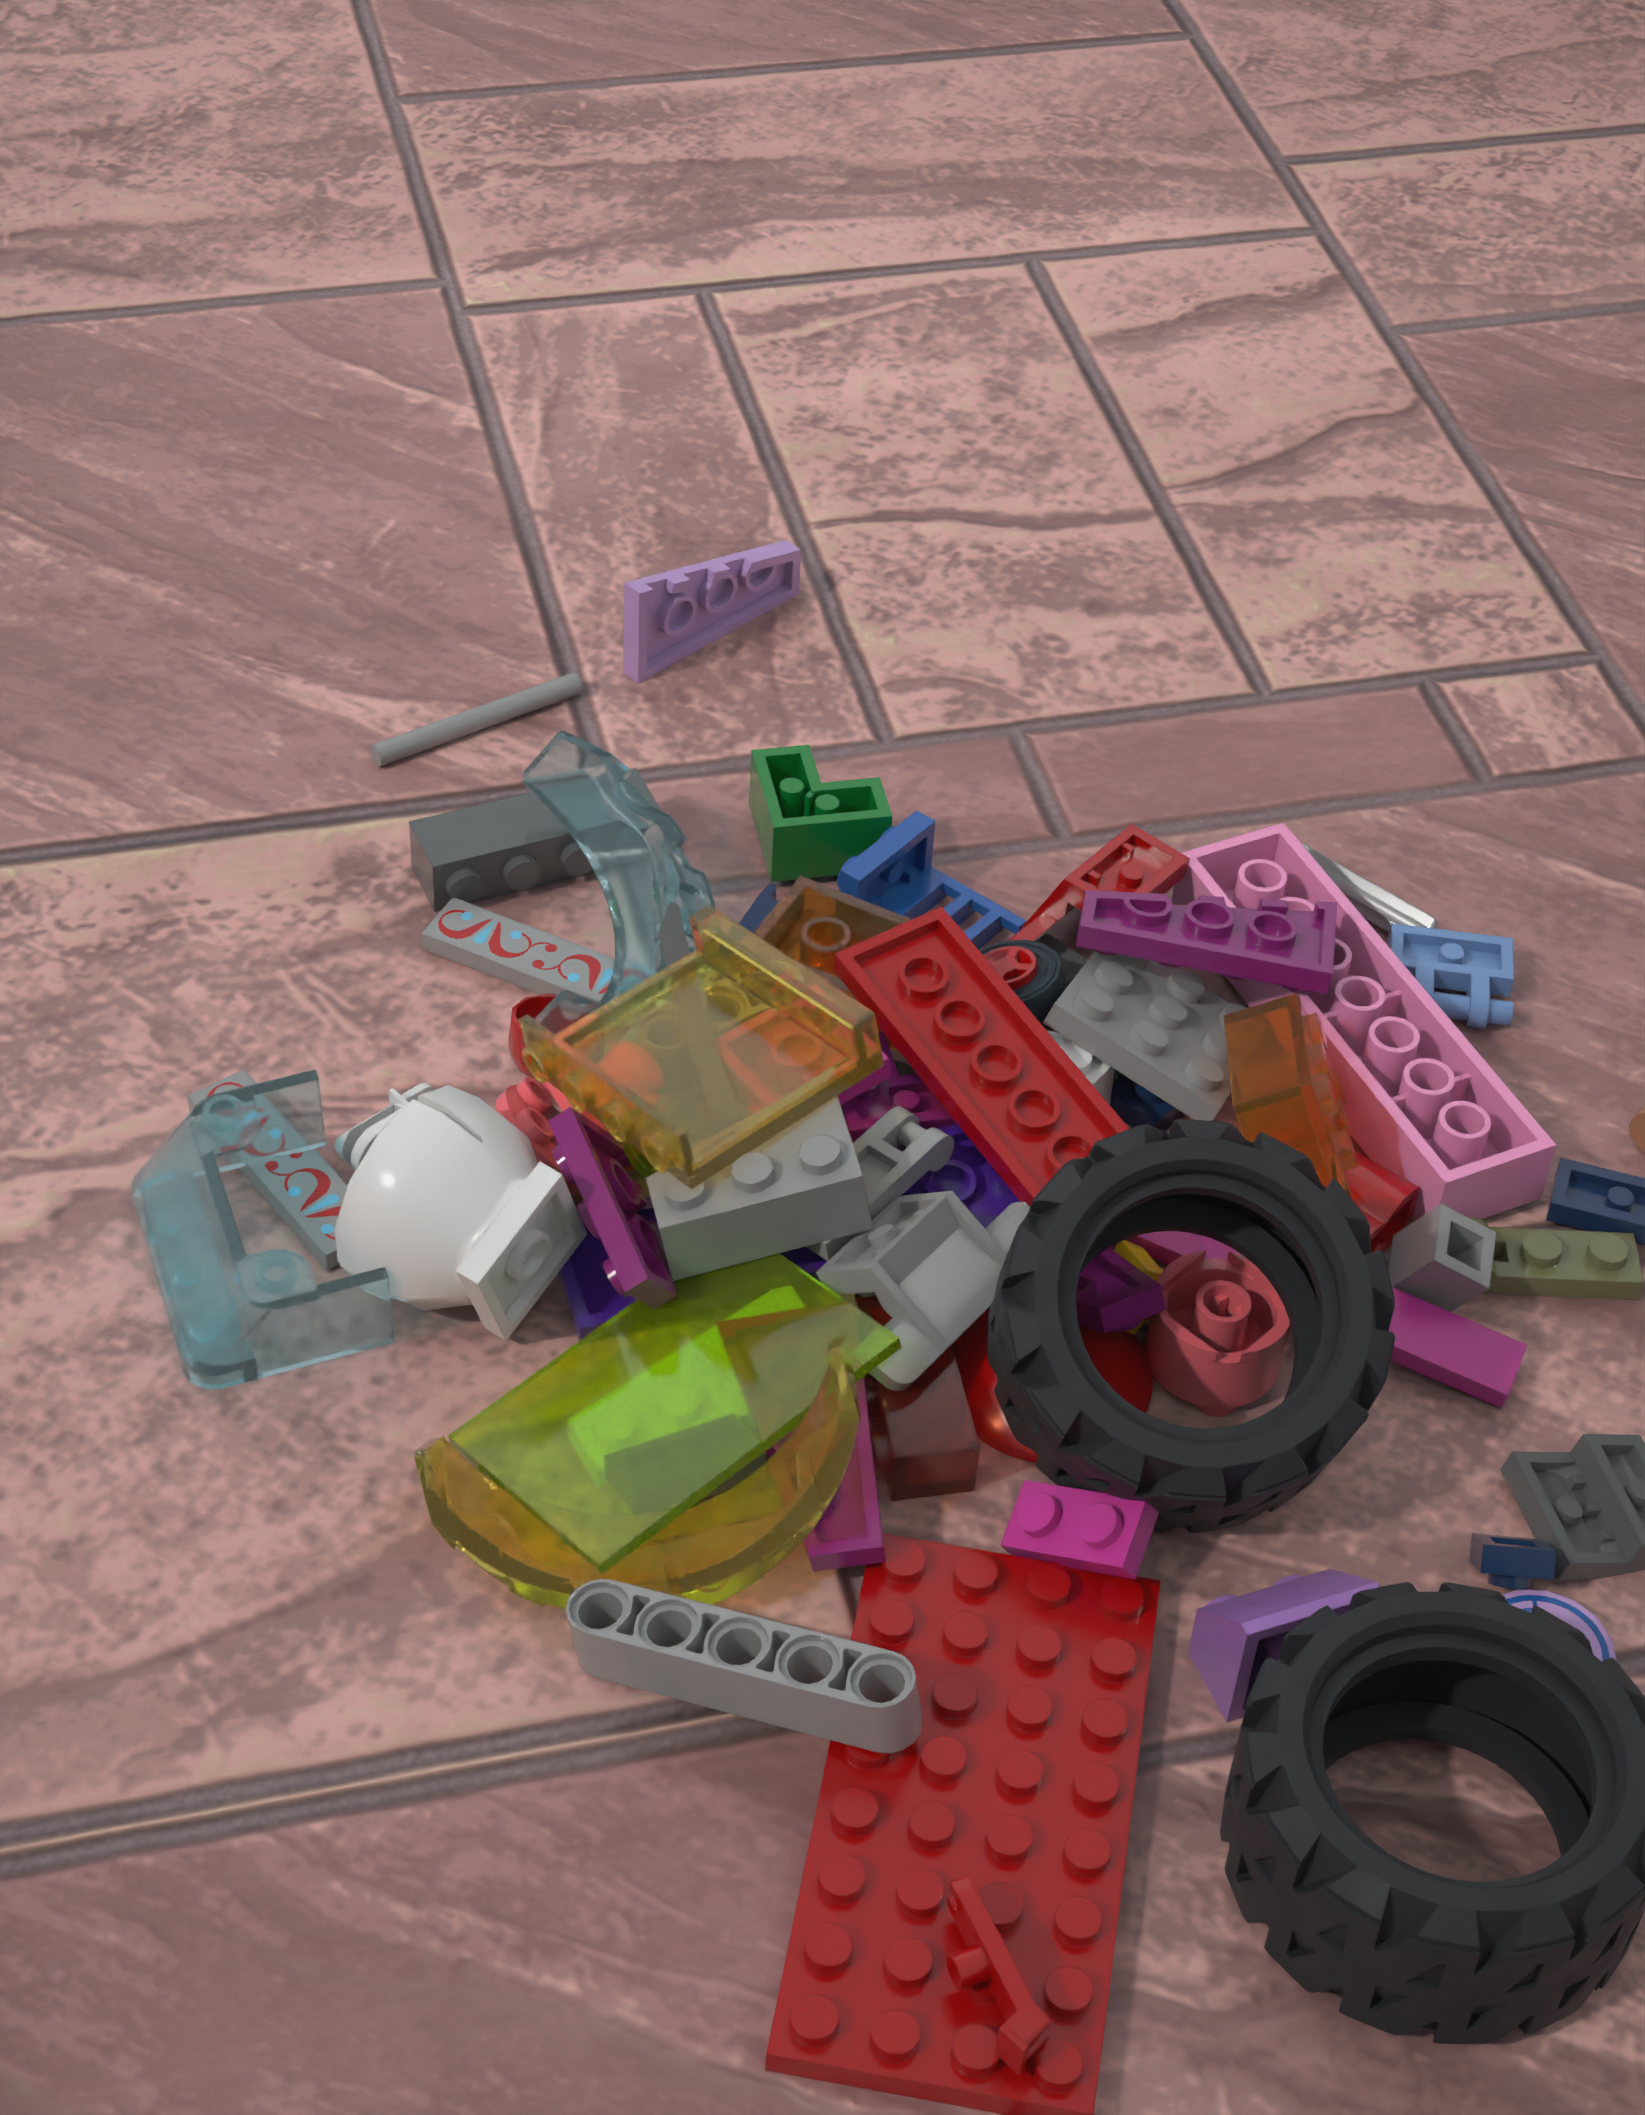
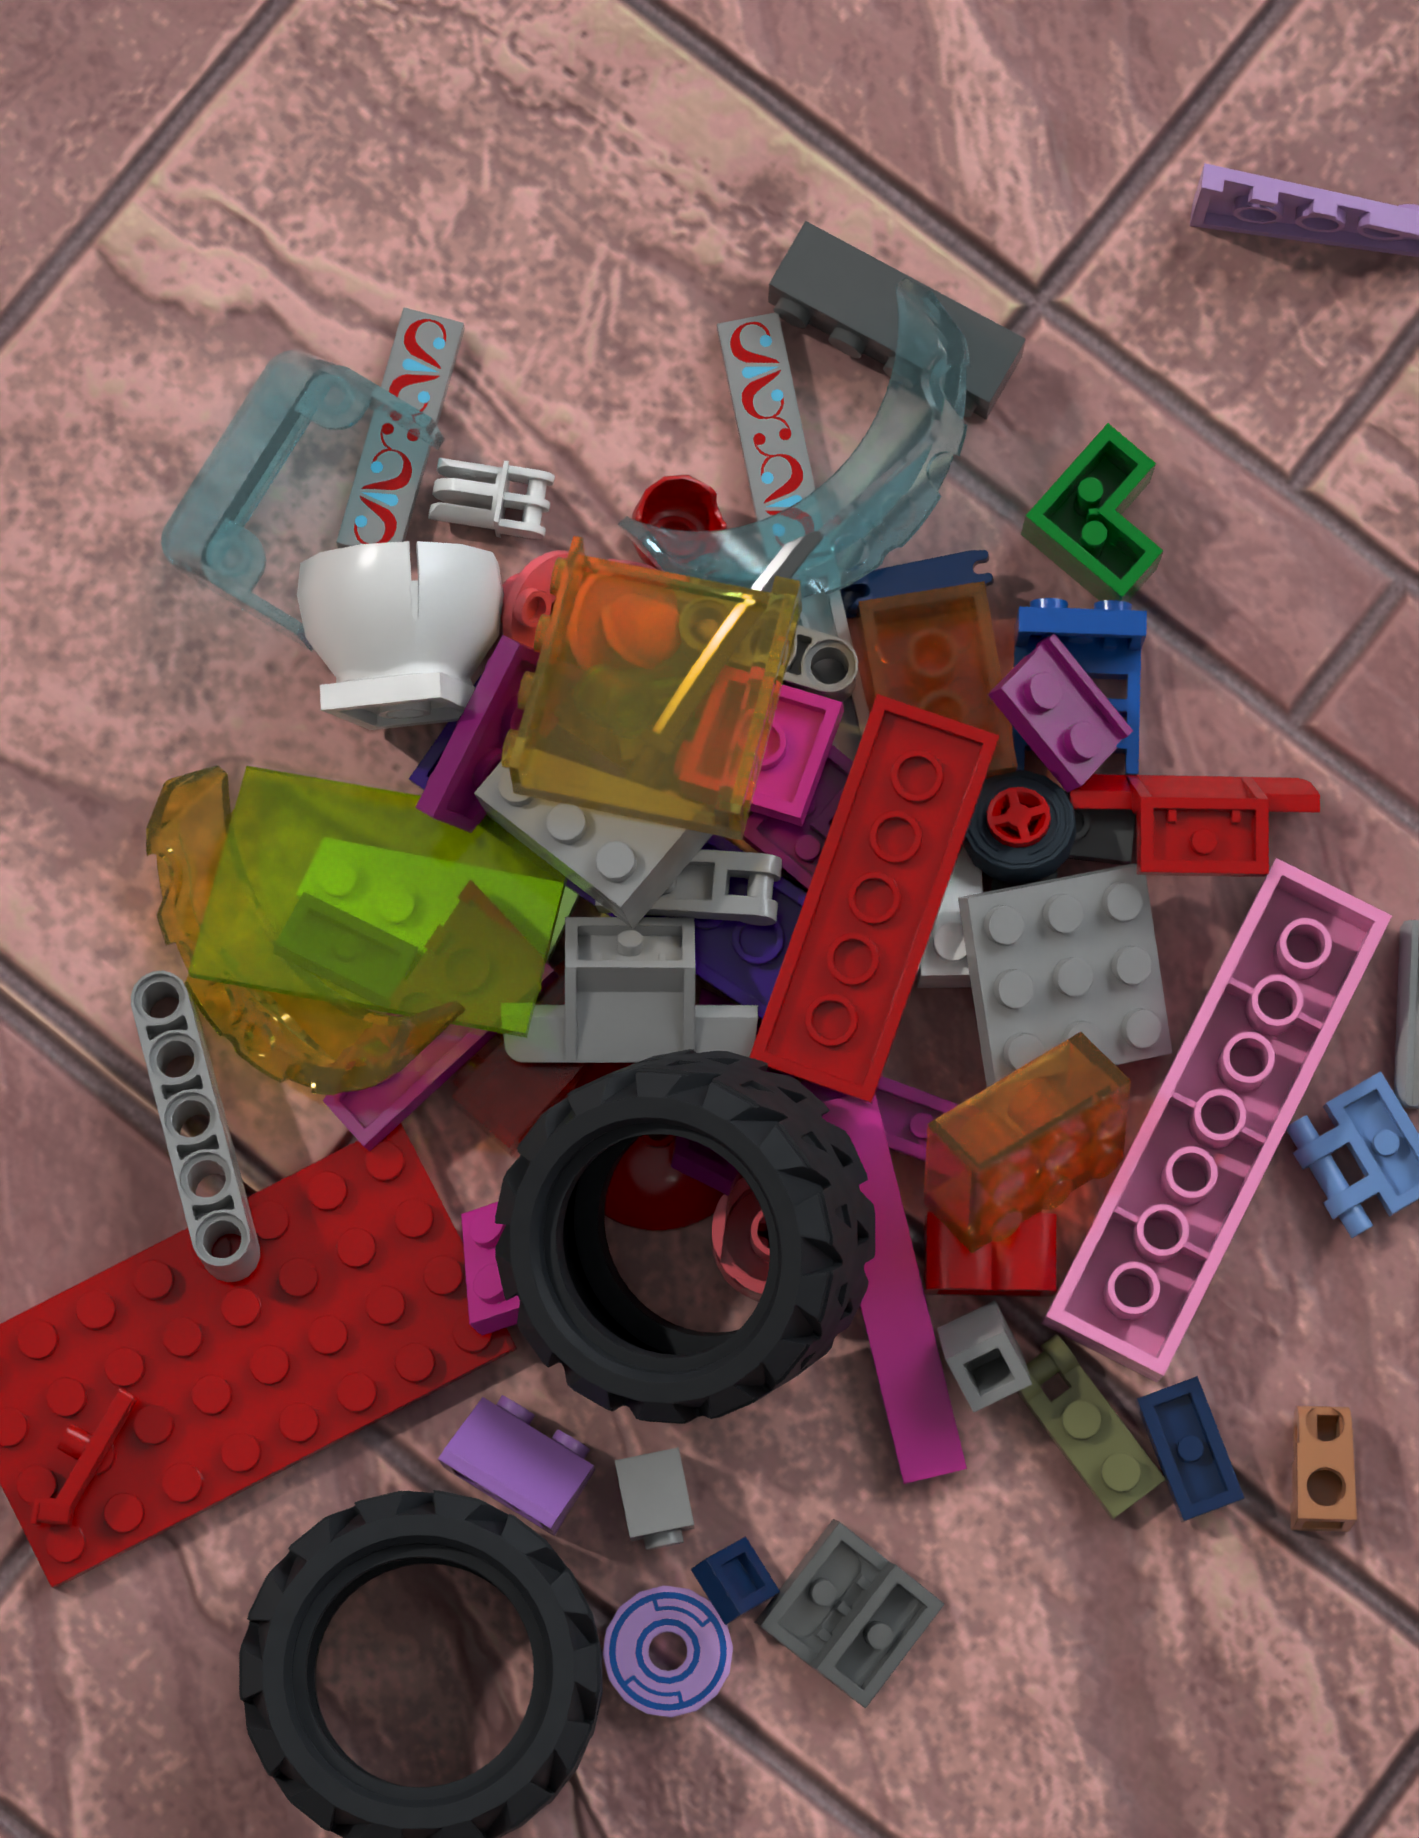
camera: 55 degrees right, 35 degrees up
(476, 719) = (1017, 142): light grey bar -> none
(971, 907) = (1060, 713): none -> magenta plate
(1209, 936) = (1180, 985): magenta wing -> none
(1391, 1549) = (655, 1498): none -> light grey brick

